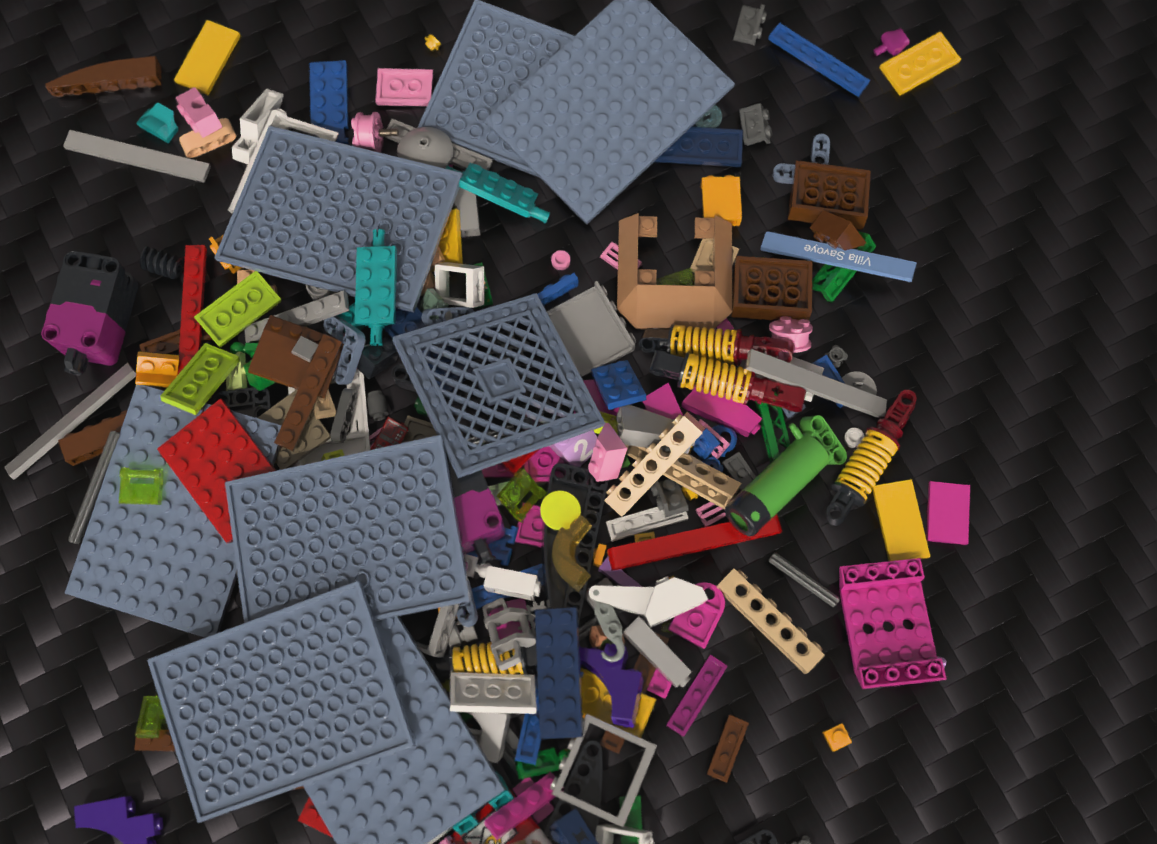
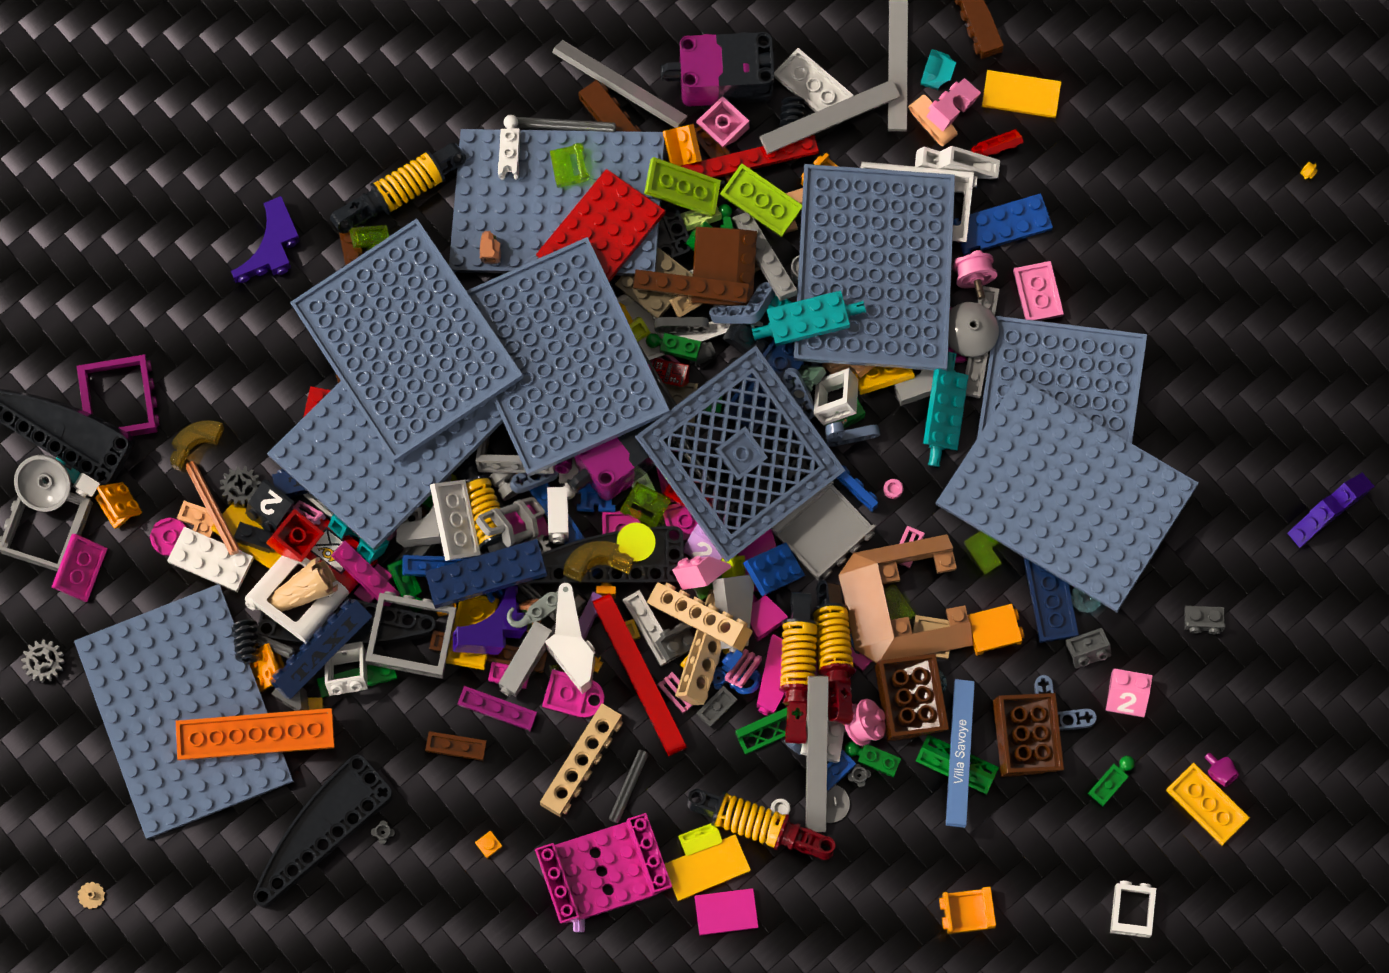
camera: 75 degrees right, 0 degrees up
(101, 544) = (509, 148): none -> white plate
(104, 670) = (399, 186): none -> piece
(128, 240) = (810, 82): none -> white plate
(145, 325) = (724, 122): none -> bright pink slope
(173, 226) = (829, 116): none -> light grey tile
(205, 589) = (489, 248): none -> nougat rock
(249, 84) = (997, 144): none -> red hinge
(305, 349) = (730, 271): light grey slope -> none
(363, 426) = (675, 345): none -> green plate
(432, 42) = (1095, 306): yellow plate -> none
(498, 282) = (836, 435): none -> sand blue beam
(640, 195) = (981, 549): none -> clear neon green plate
(786, 475) = (720, 742): bright green piece -> none
(805, 101) = (1128, 692): none -> bright pink slope
(819, 59) = (1181, 697): blue plate -> none
(822, 338) = (873, 758): none -> green plate
(836, 232) = (982, 745): reddish brown slope -> none
(871, 521) = (700, 839): none -> neon yellow slope
(885, 135) = (1112, 780): none -> green plate
(985, 287) = (968, 911): none -> light orange panel
(1005, 159) = (1127, 929): none -> white window

